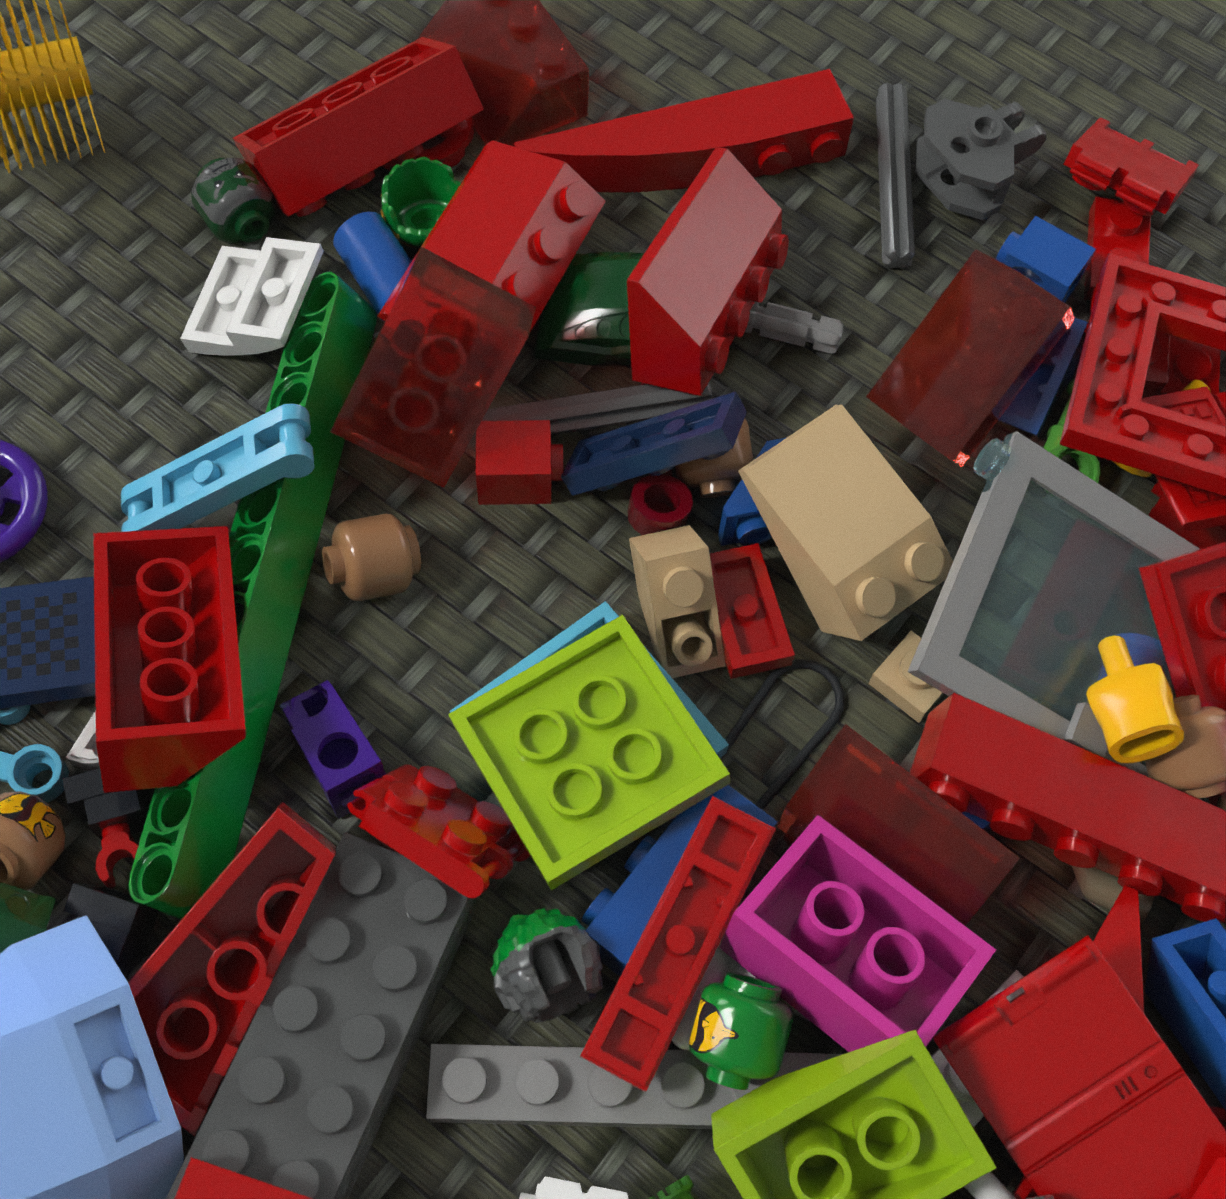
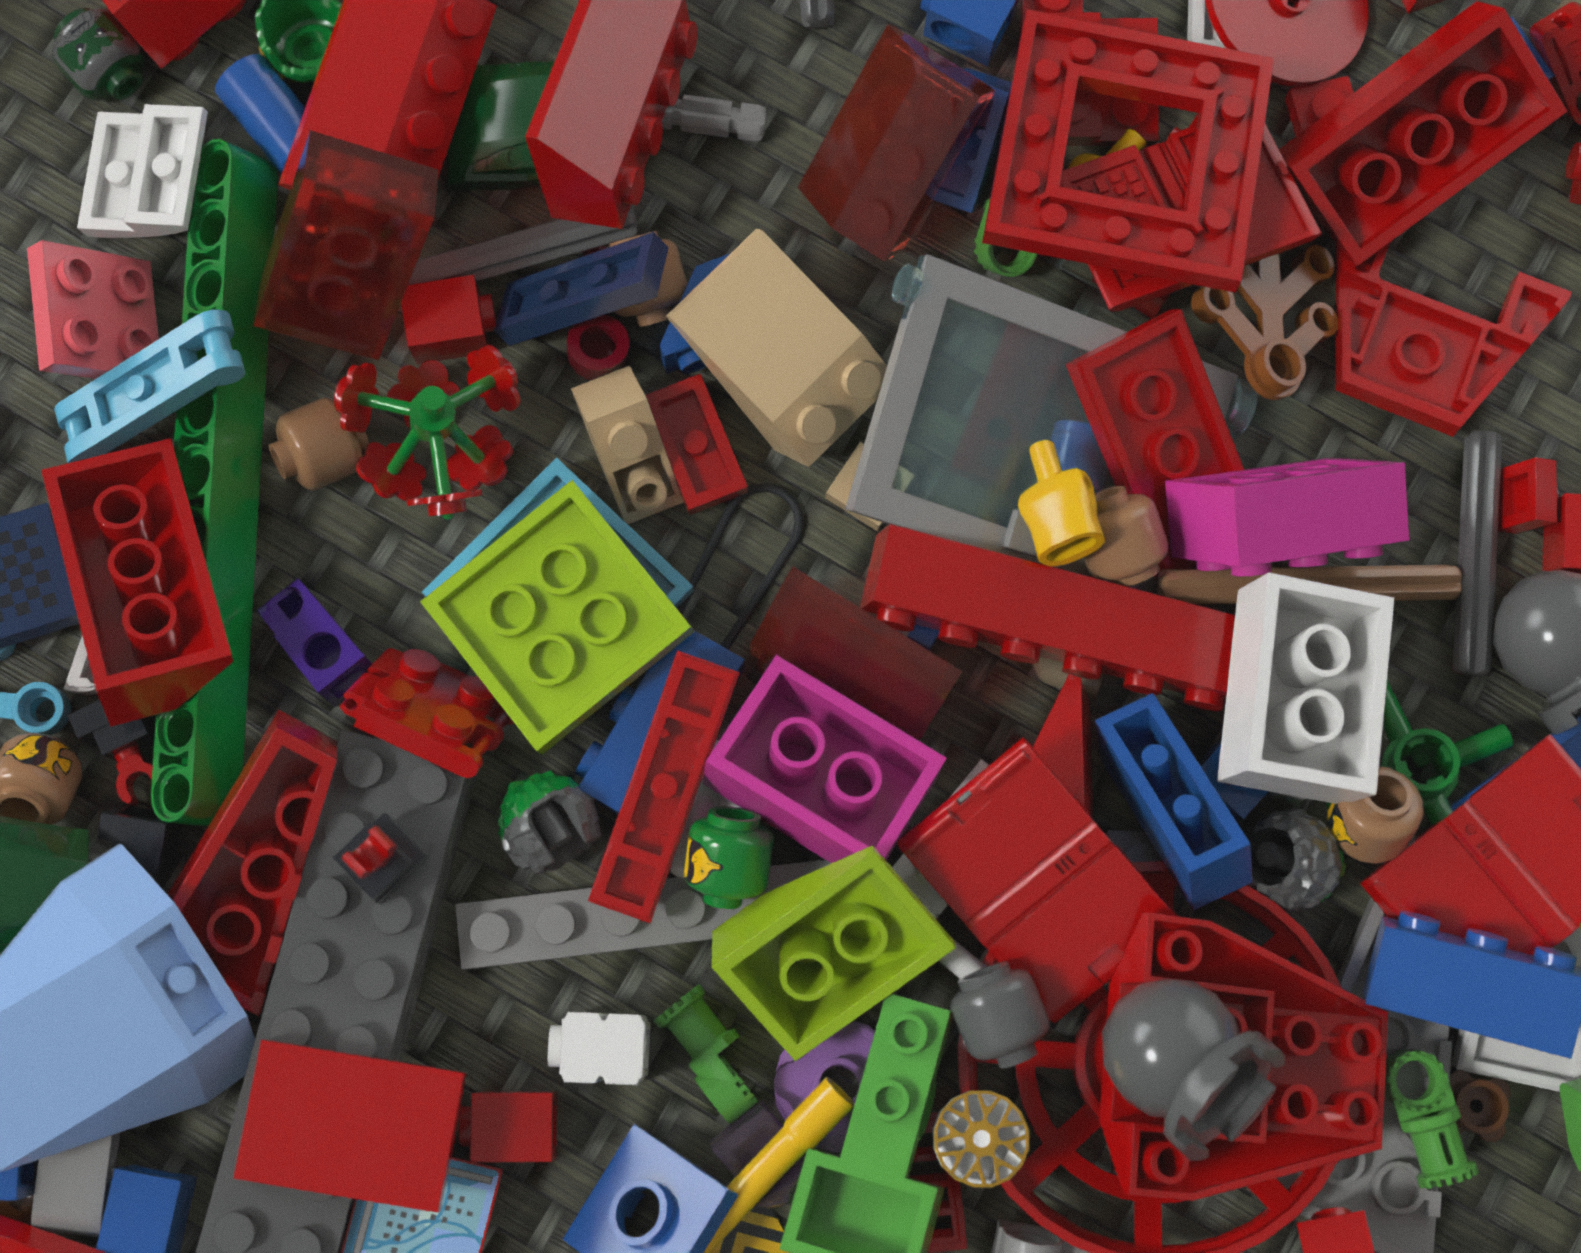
camera: 10 degrees left, 15 degrees up
(172, 399) = (89, 308): none -> coral plate
(362, 970) = (381, 858): none -> black piece
(487, 533) = (429, 411): none -> red plant

